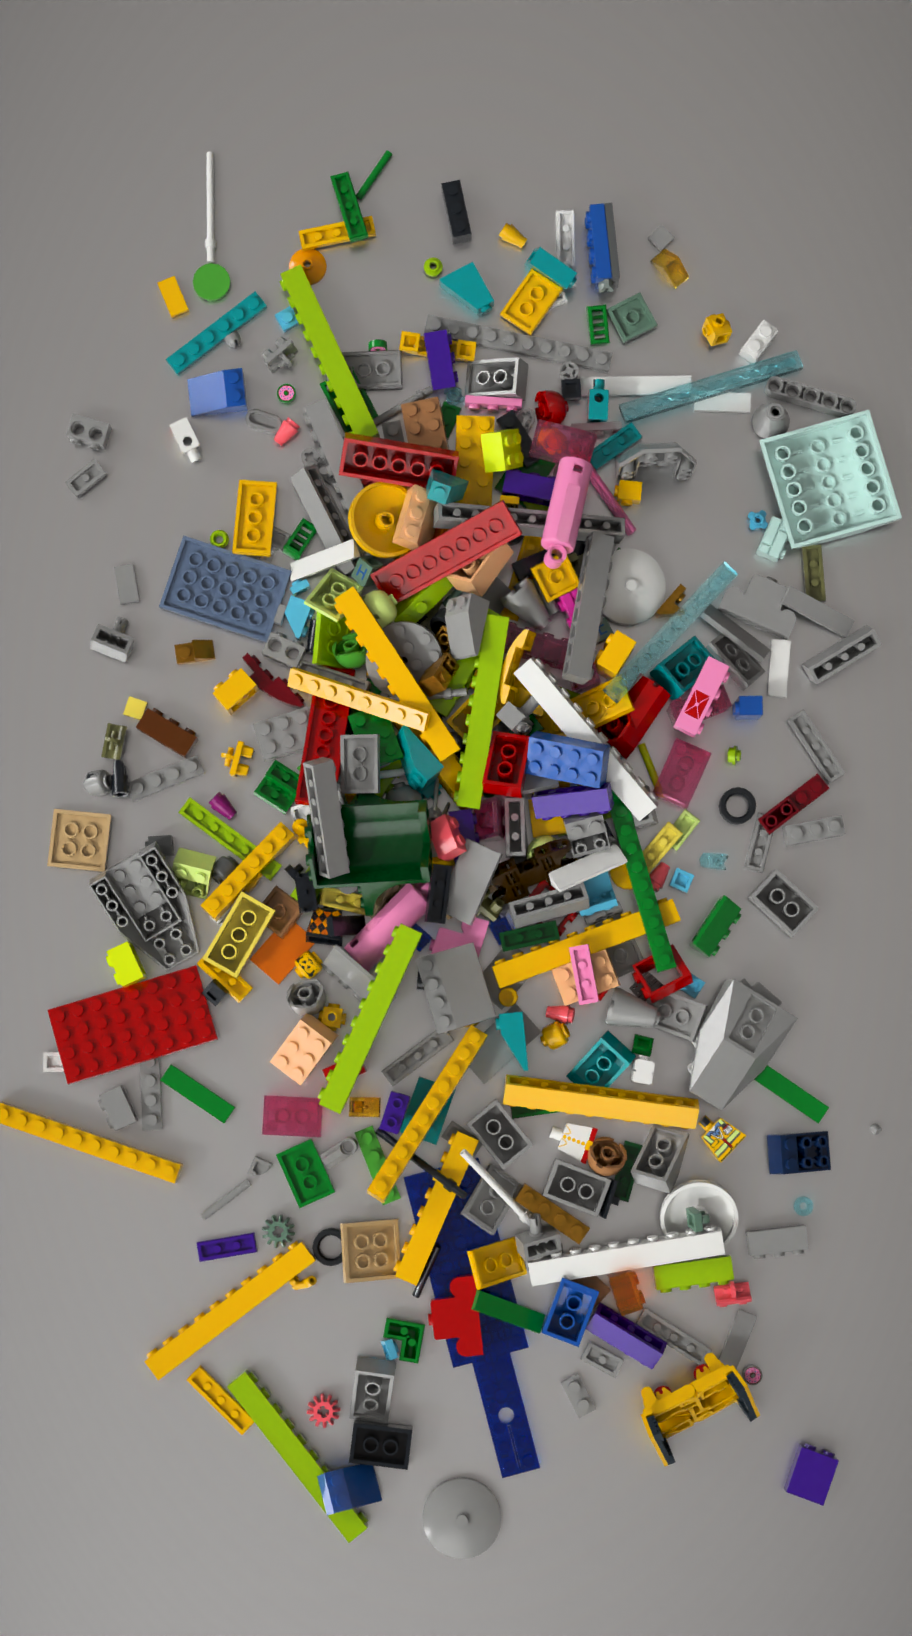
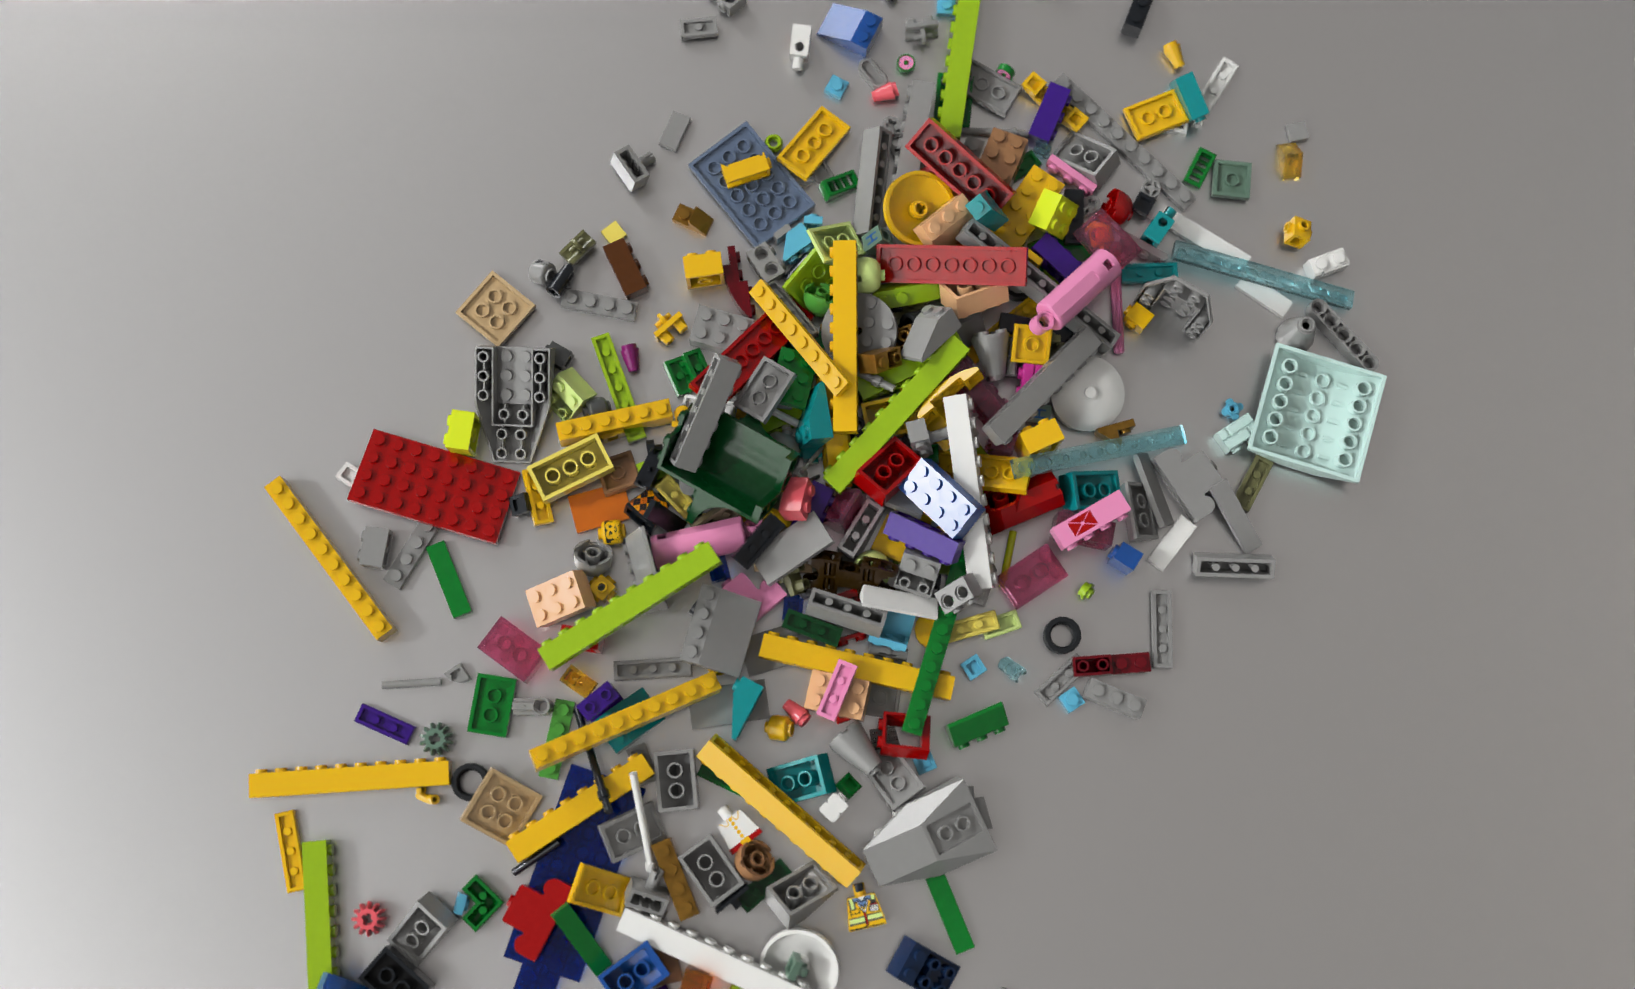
camera: 30 degrees right, 5 degrees down
(214, 580) = (746, 170): none -> yellow window
(240, 453) = (836, 87): none -> medium azure plate
(324, 560) = (847, 211): white slope -> none
(433, 272) = (1092, 43): lime plate -> none
(468, 288) = (1110, 72): teal slope -> none
(508, 997) = (761, 669): yellow tile -> none
(603, 246) = (1244, 106): blue piece -> none
(632, 829) = (958, 592): none -> light grey brick
(659, 876) = (956, 651): coral cone -> none
(779, 854) = (1071, 699): none -> medium azure plate
(783, 903) = (1048, 743): light grey brick -> none

